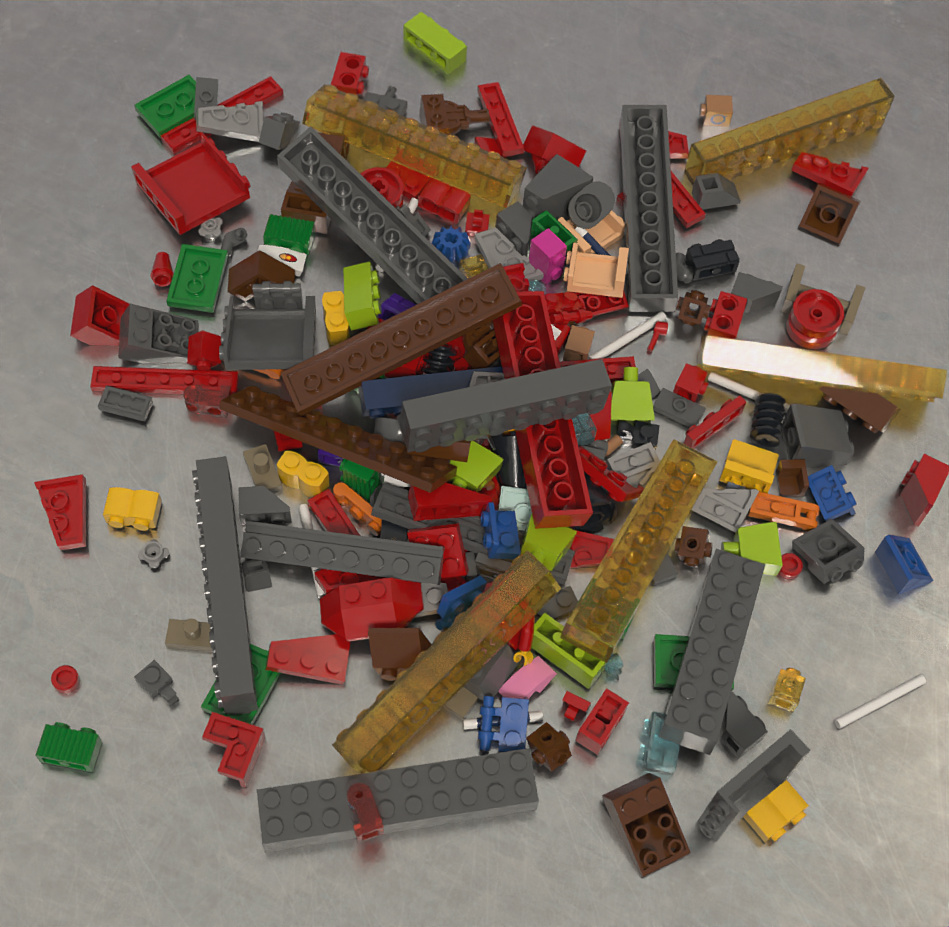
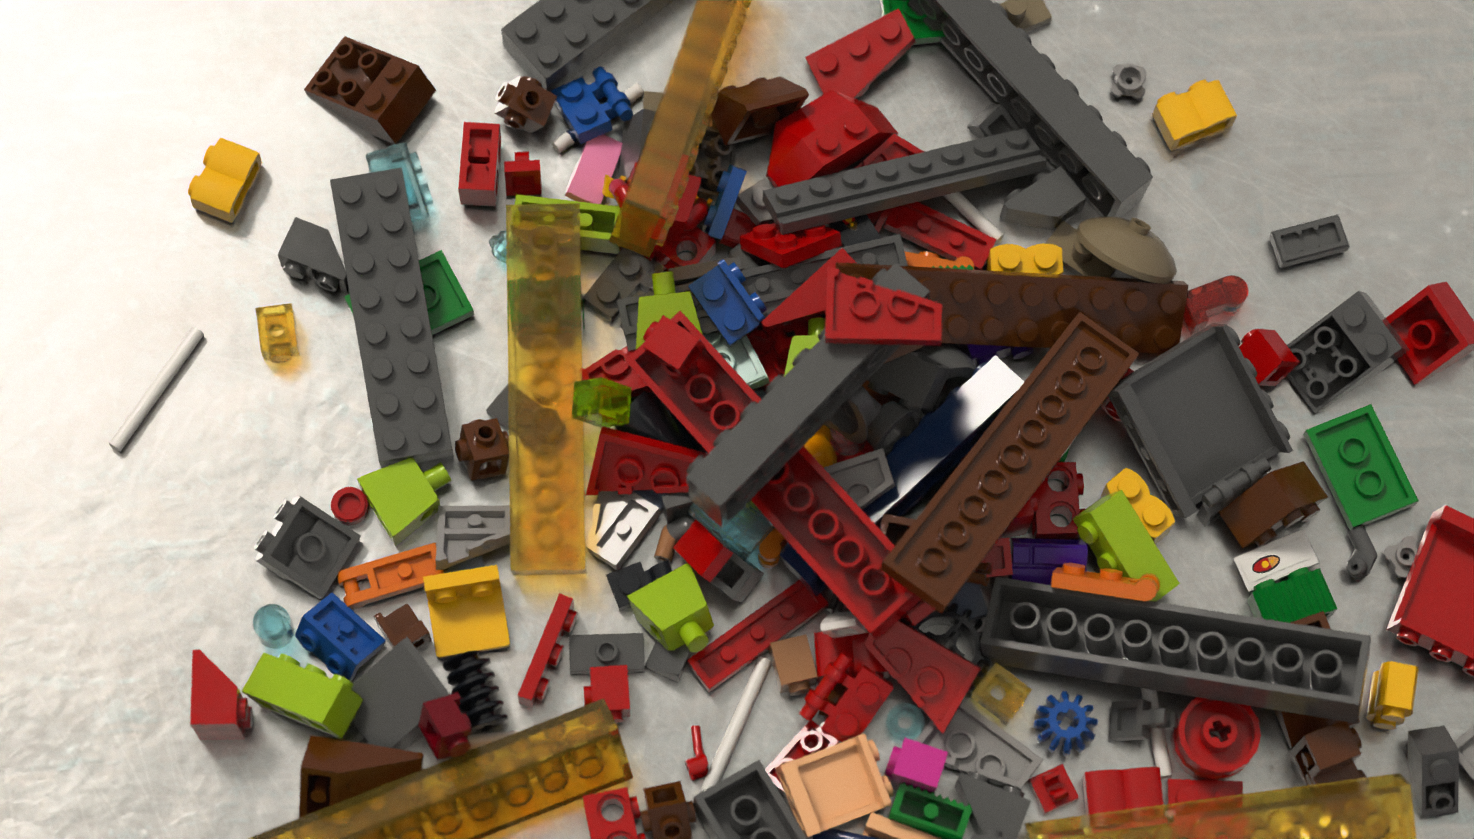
camera: 150 degrees right, 10 degrees up
(66, 509) = (1270, 75): red wing -> none
(160, 380) = (1308, 291): red tile -> none
(162, 270) = (1415, 452): red cone -> none
(242, 439) = (1128, 247): none -> dark tan dish
(268, 169) = (1392, 694): none -> yellow brick
(388, 274) = (1107, 582): none -> orange plate
(444, 399) = (877, 315): none -> red wing
(563, 491) = (672, 345): none -> red brick
(617, 508) = (601, 402): none -> clear neon green brick
(775, 762) = (257, 192): dark grey panel -> none
(802, 388) = (445, 726): none -> dark red brick
(870, 514) = (273, 626): none -> clear light blue brick
(872, 462) = (303, 693): none -> lime brick
(902, 563) = (198, 589): blue slope -> none

